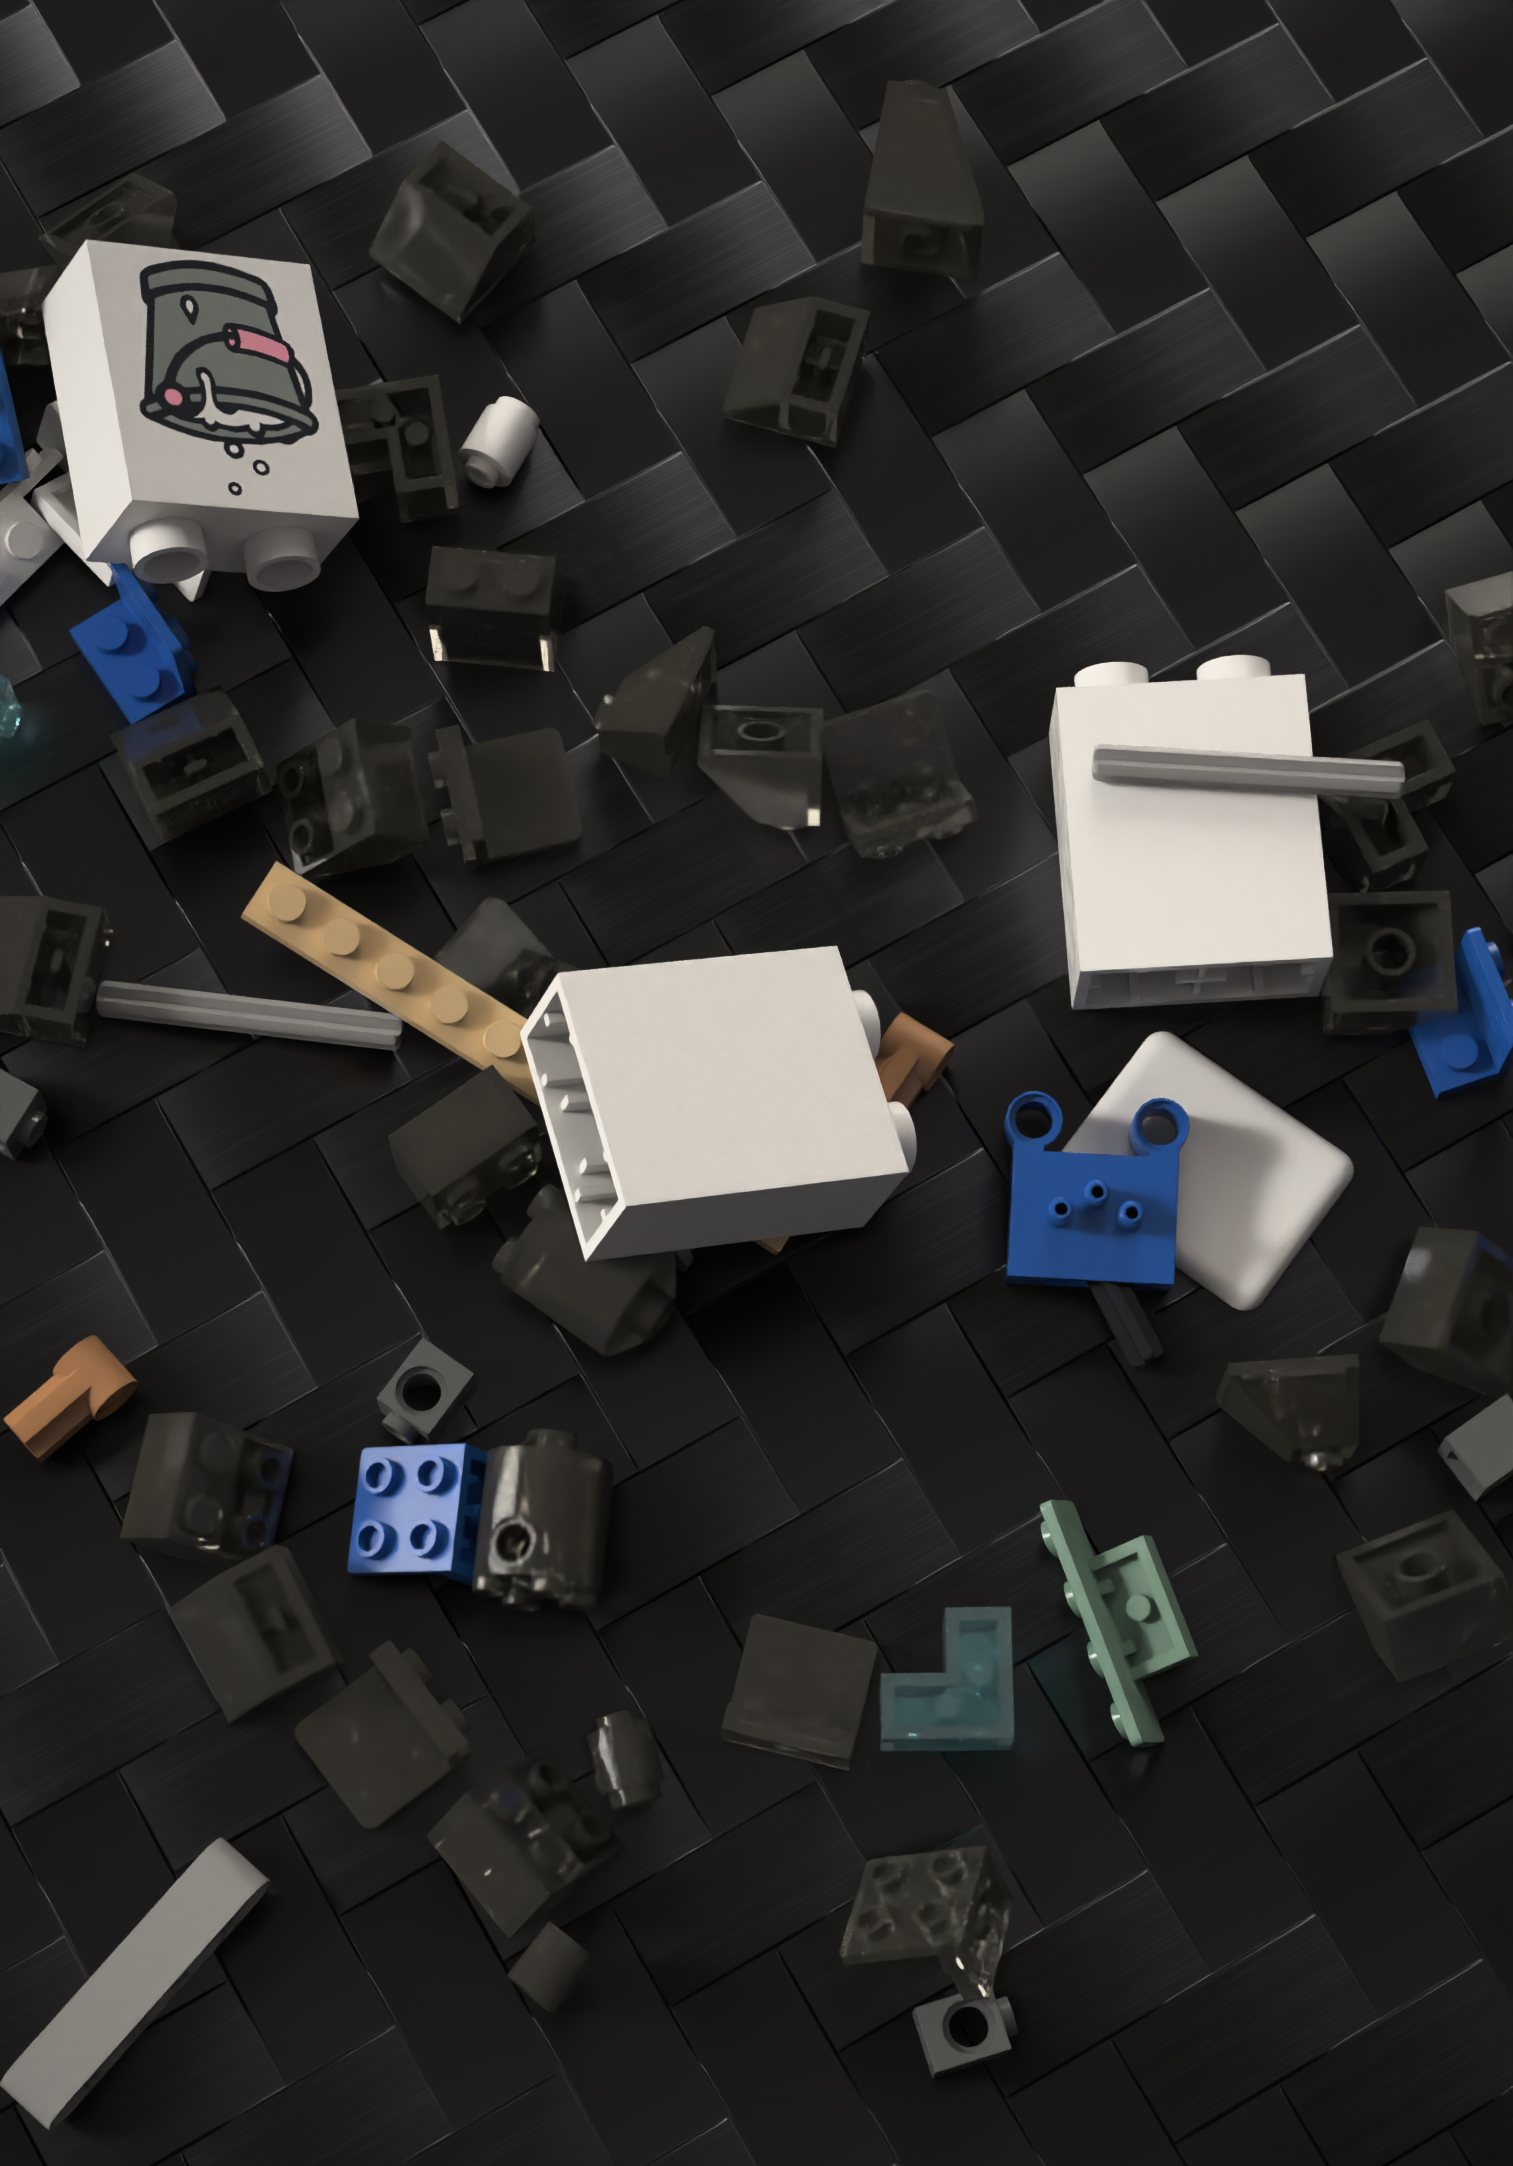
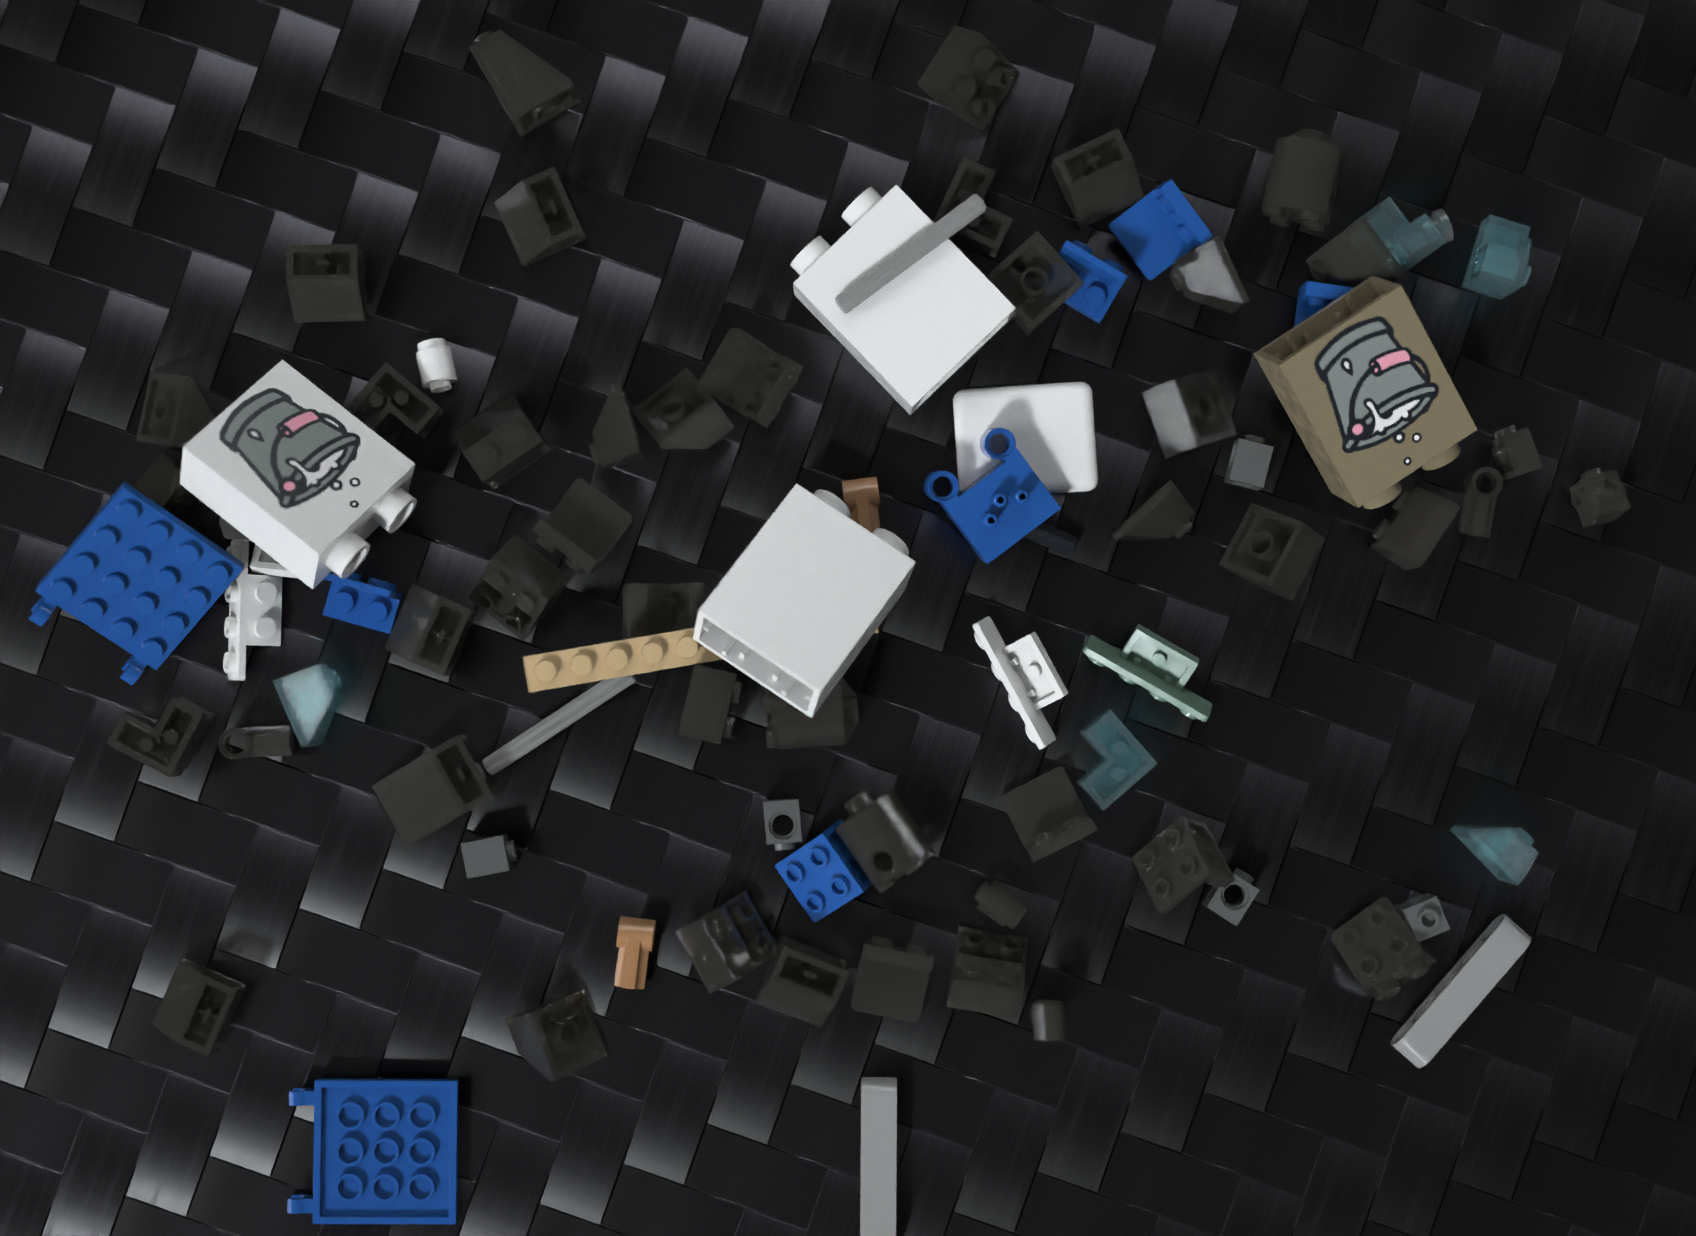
camera: 45 degrees left, 15 degrees up
(932, 1477) = (1026, 676): none -> white bracket

